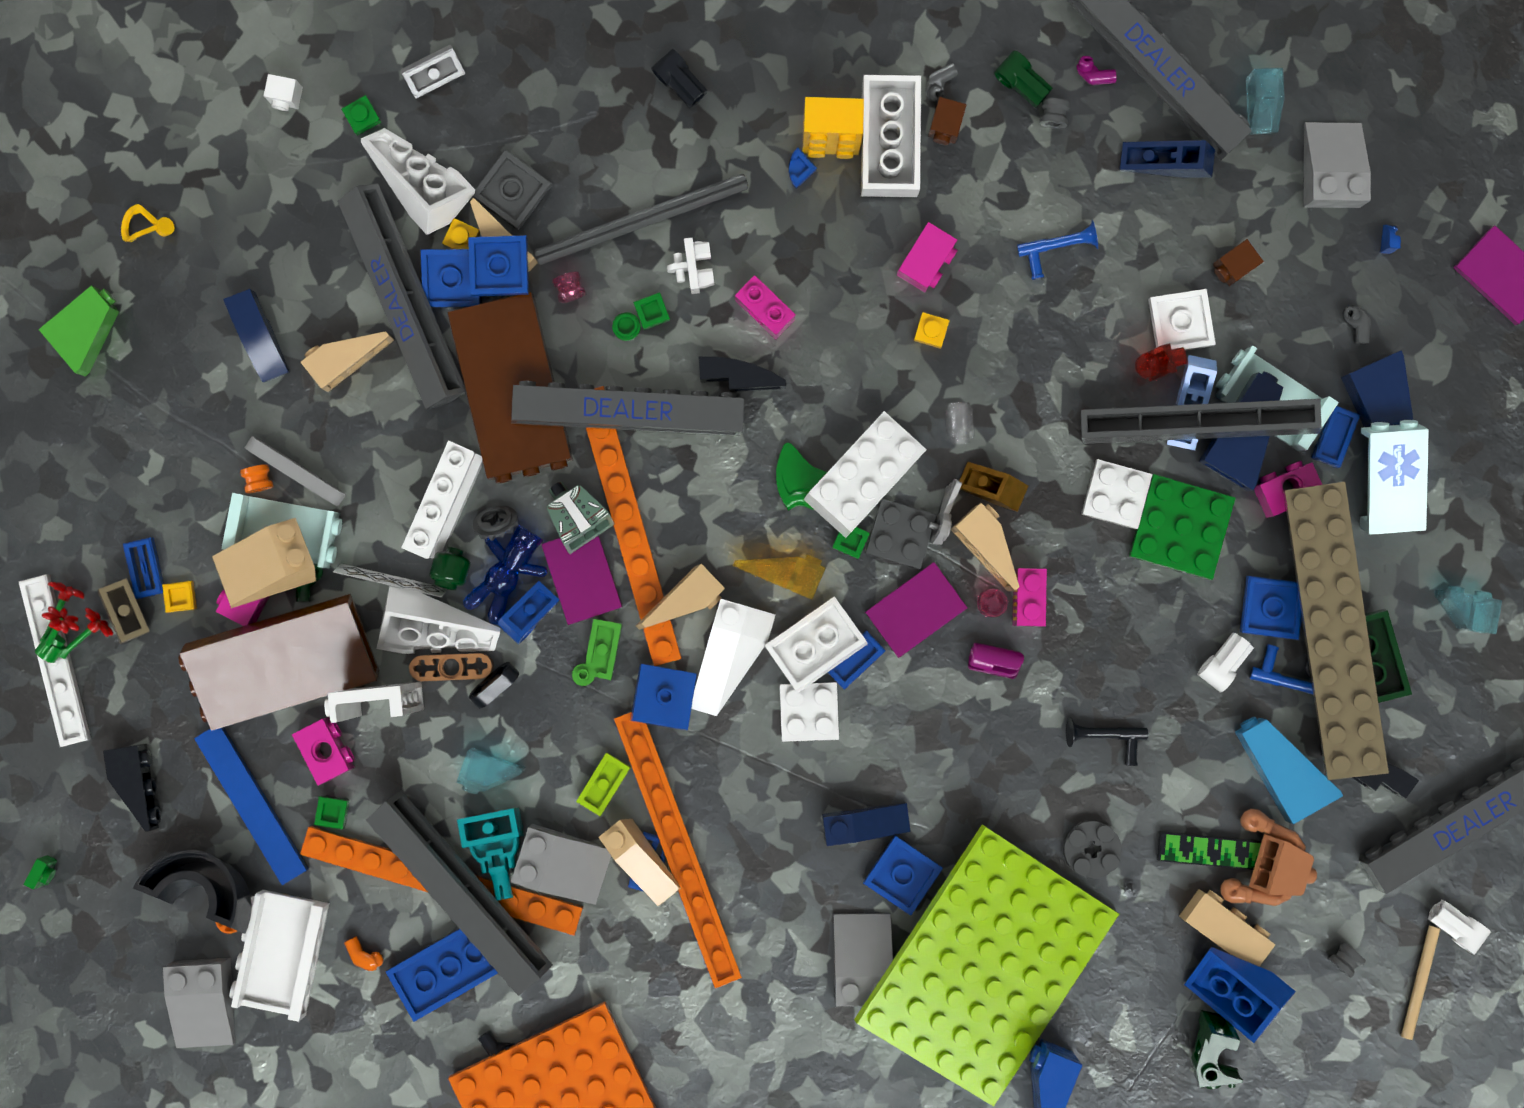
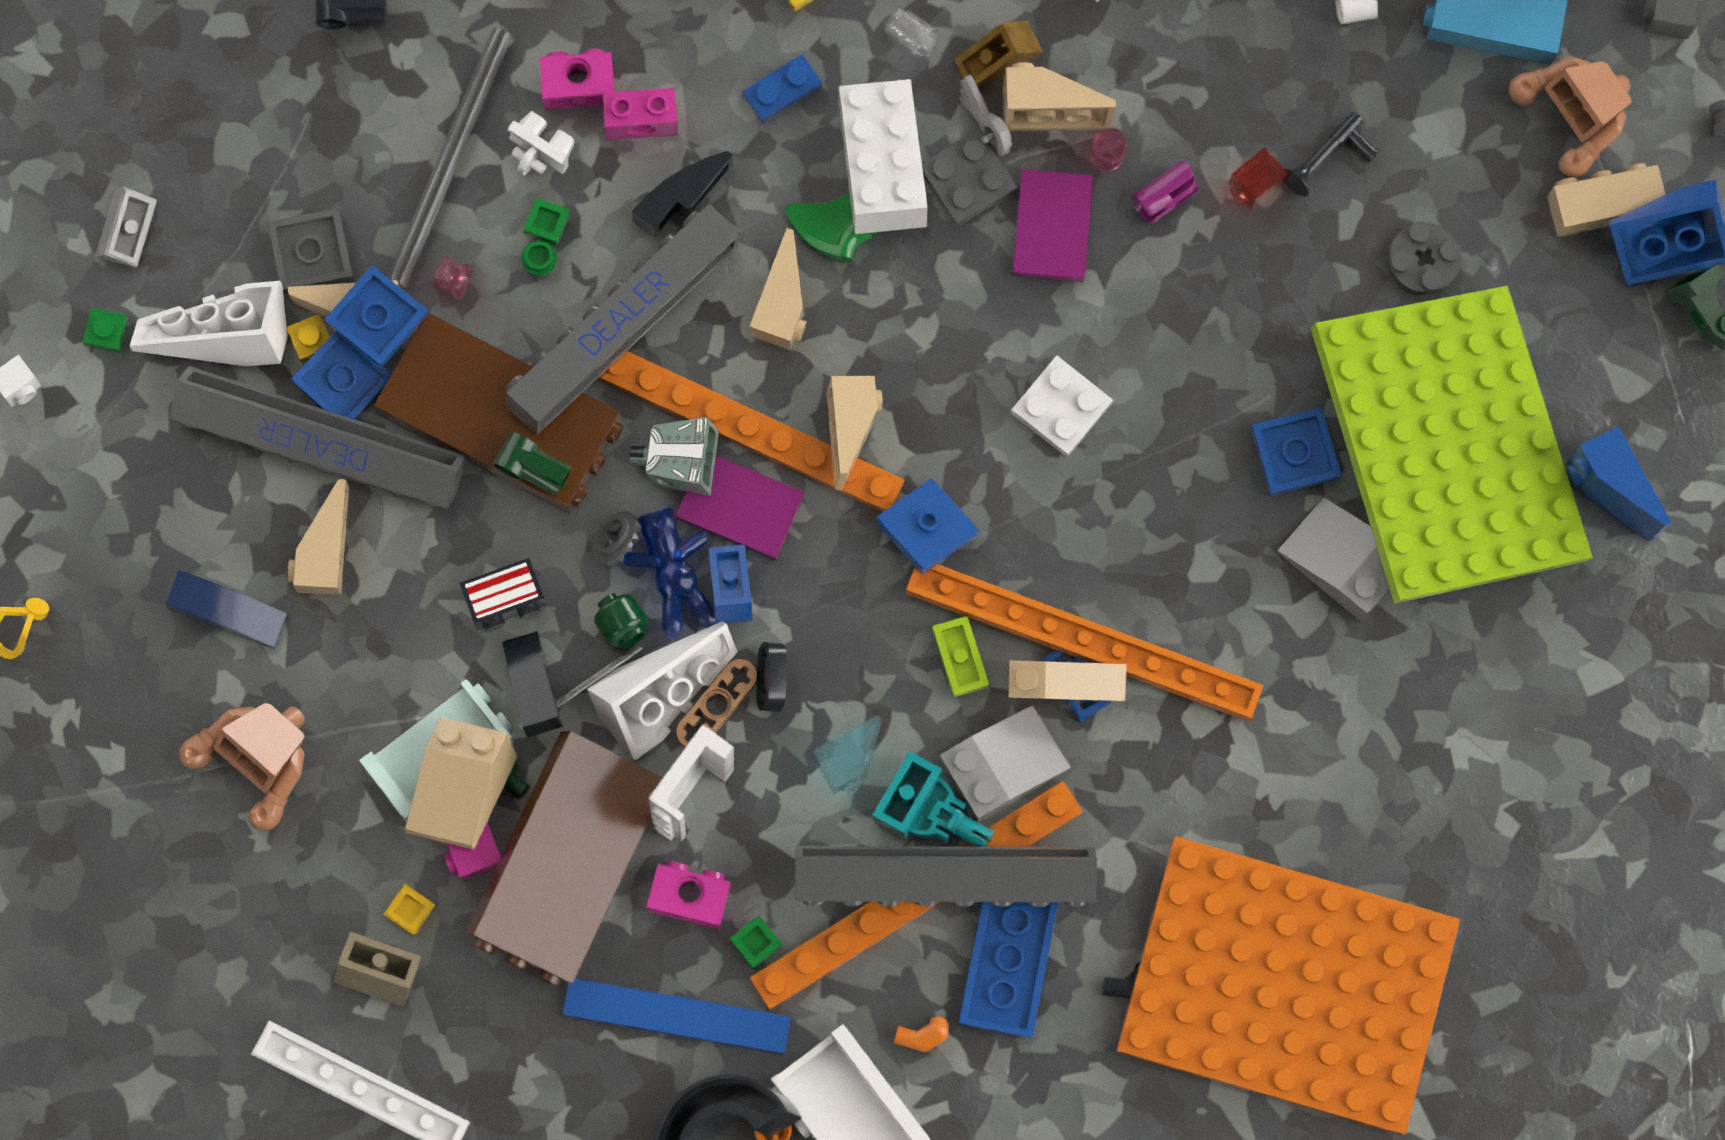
camera: 55 degrees left, 10 degrees down
(52, 644) = (347, 1068): plant -> none
(82, 328) = (61, 772): bright green slope -> none
(131, 778) = (545, 1109): black slope -> none
(154, 563) = (321, 904): blue tile -> none
(191, 429) = (261, 747): none -> nougat torso
(256, 478) = (364, 730): orange wheel -> none
(295, 471) = (390, 687): light grey beam -> none
(365, 551) = (532, 684): none -> black slope
(400, 484) = (503, 595): none -> brick
(443, 501) = (553, 562): white panel -> none
(488, 429) = (524, 460): none -> dark green piece
(600, 653) = (831, 551): bright green hinge -> none
(722, 493) = (780, 305): none -> tan slope
(731, 650) = (936, 423): white wedge -> none
(744, 236) = (562, 93): none -> dark pink brick
(791, 573) = (915, 307): clear yellow slope -> none
(816, 644) = (1003, 341): white plate -> none
(853, 543) = (938, 228): green plate -> none
(856, 664) = (1050, 322): blue tile -> none
(858, 376) = (782, 88): none -> blue plate
(865, 824) = (1215, 445): dark blue slope -> none
(1030, 597) = (1137, 110): dark pink brick -> none
(1051, 708) = (1257, 179): none -> clear red brick
(1208, 850) = (1517, 155): tile -> none

